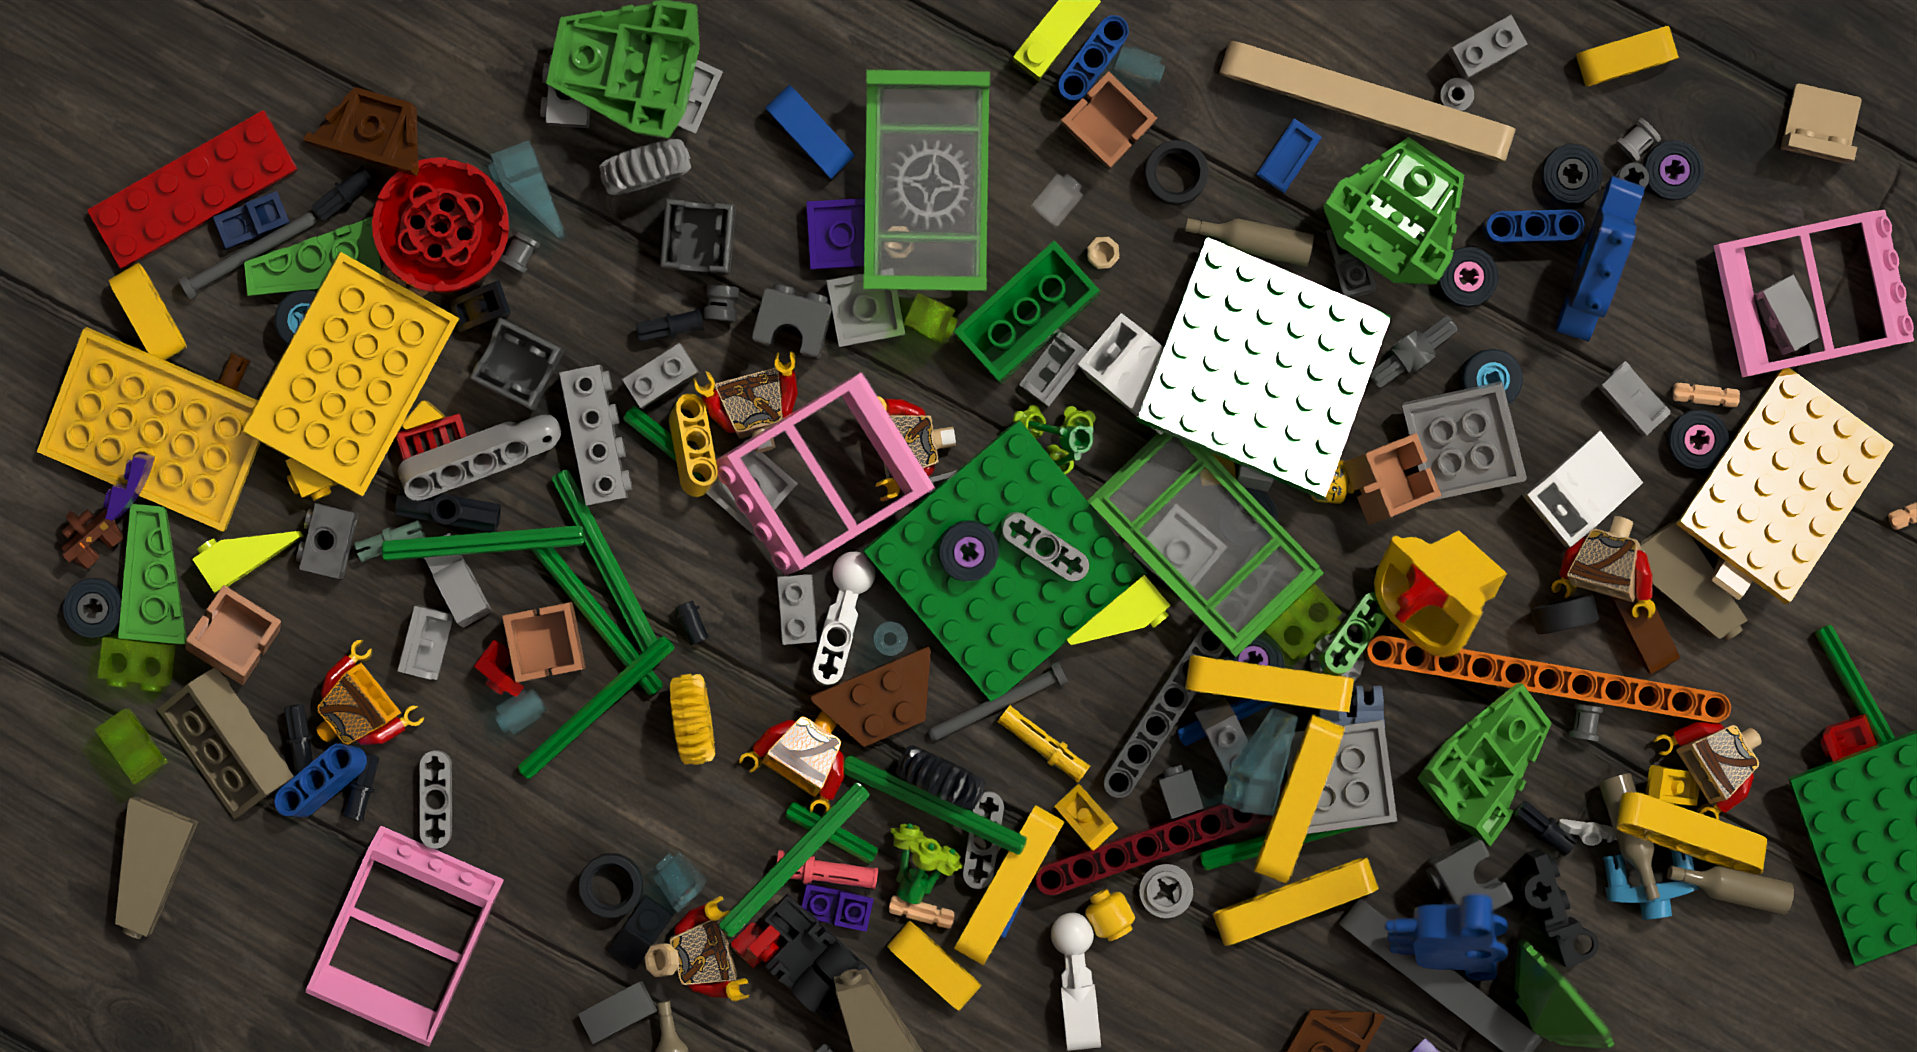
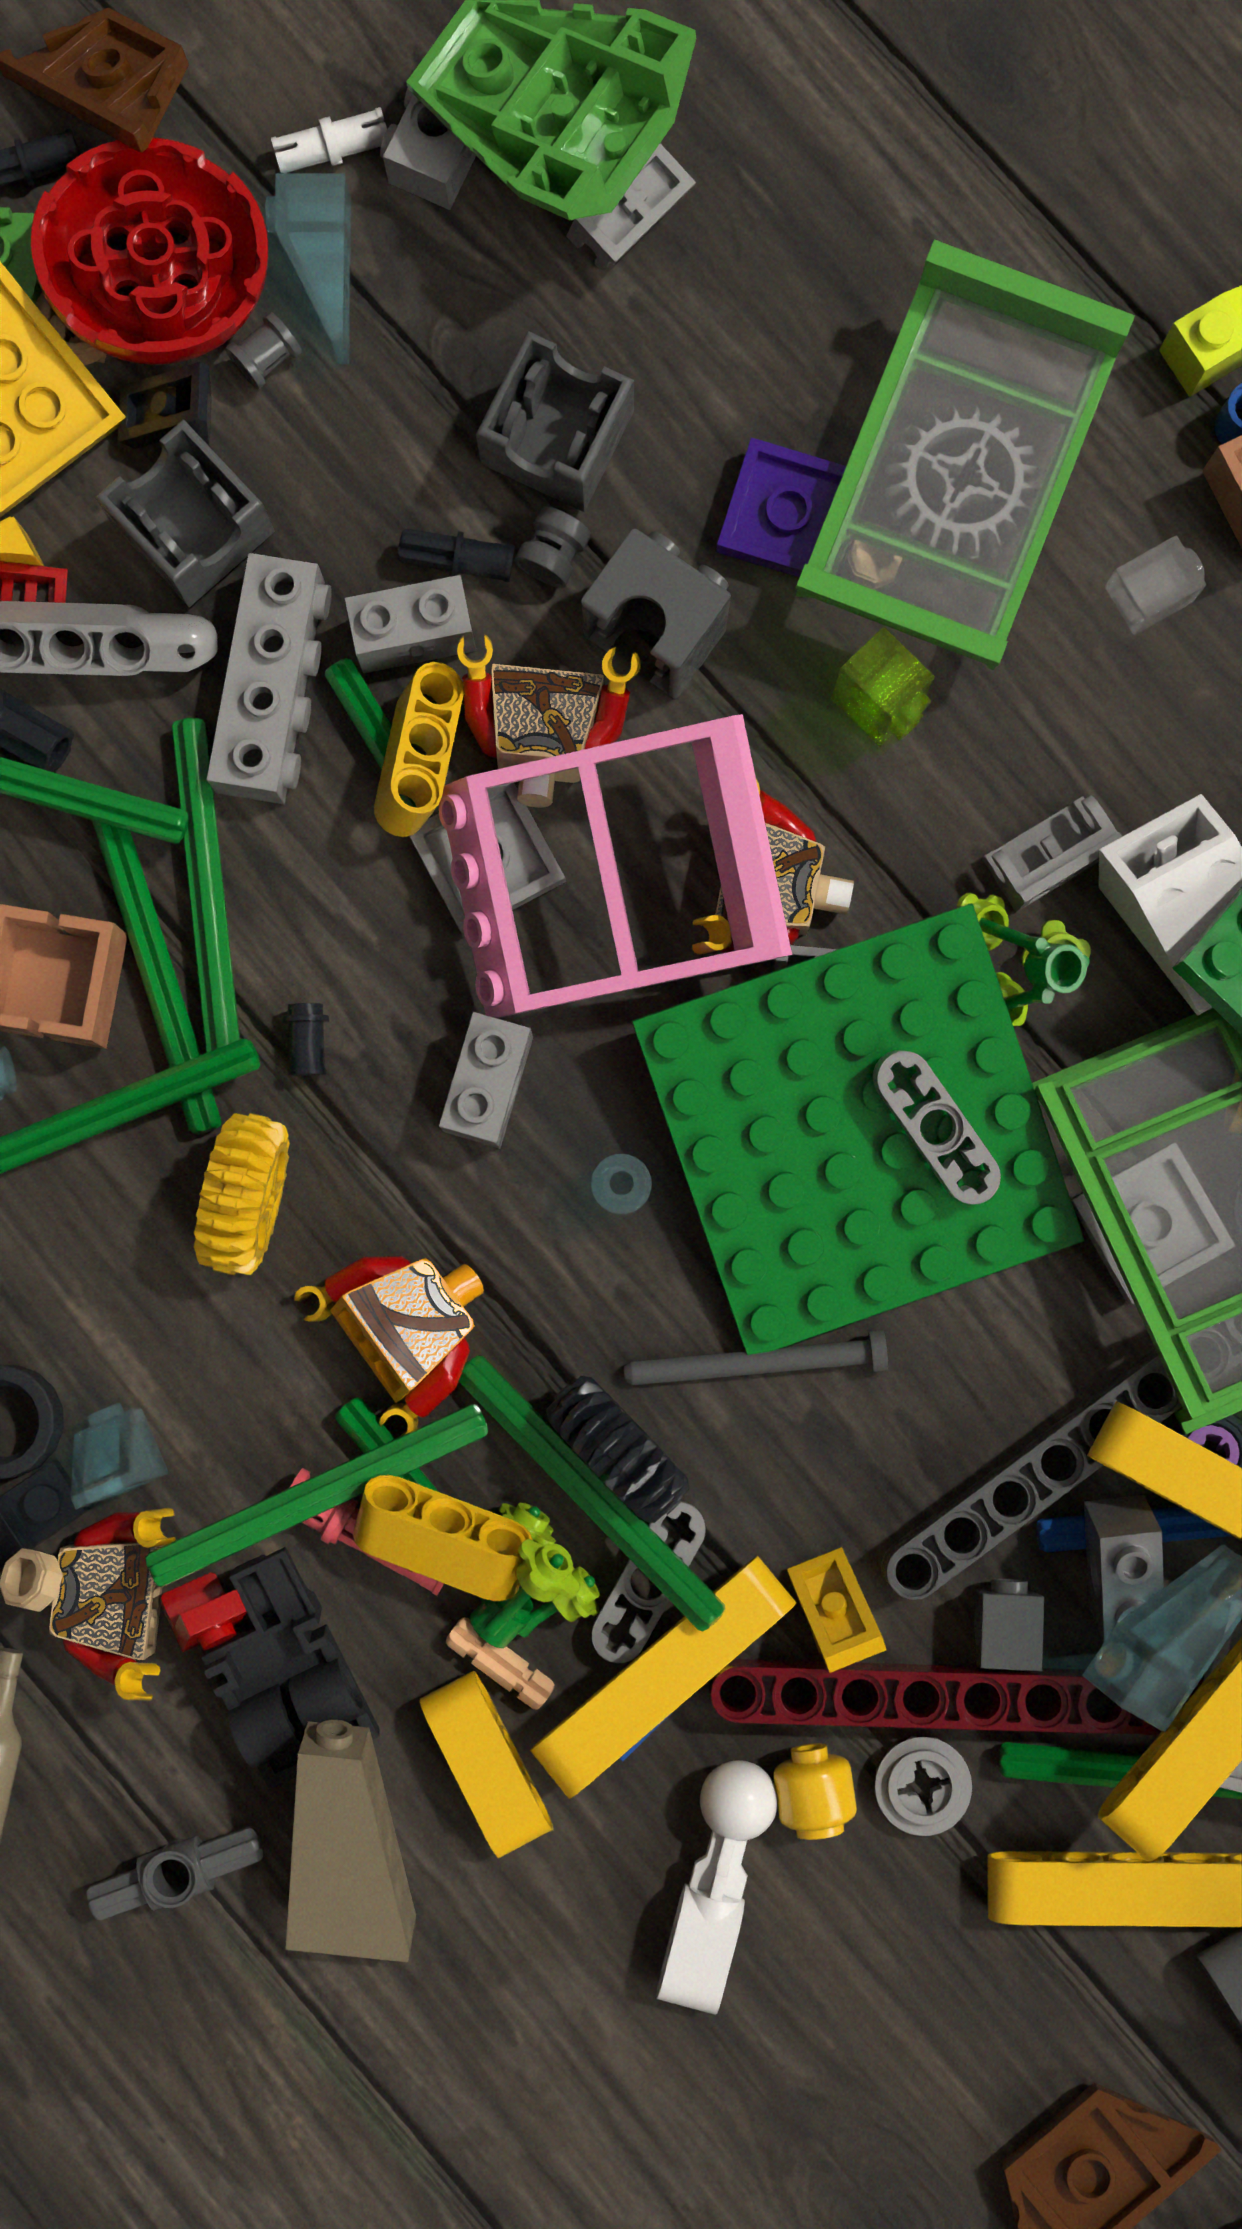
camera: 25 degrees right, 5 degrees down
(509, 117) = (329, 141): none -> white pin
(645, 166) = (513, 280): light grey gear -> none
(810, 131) = (798, 333): blue beam -> none
(837, 906) = (363, 1601): dark purple slope -> none
(852, 575) = (598, 1062): white beam -> none
(863, 313) = (780, 644): light grey plate -> none
(865, 858) = (440, 1537): none -> yellow beam
(880, 698) = (565, 1281): reddish brown wing -> none
(951, 555) = (838, 1086): black bush -> none
(1027, 312) = (1046, 739): green slope -> none
(1051, 749) = (815, 1468): yellow pin -> none
(1103, 252) = (1198, 696): tan tile -> none
(1127, 612) = (1034, 1291): neon yellow slope -> none

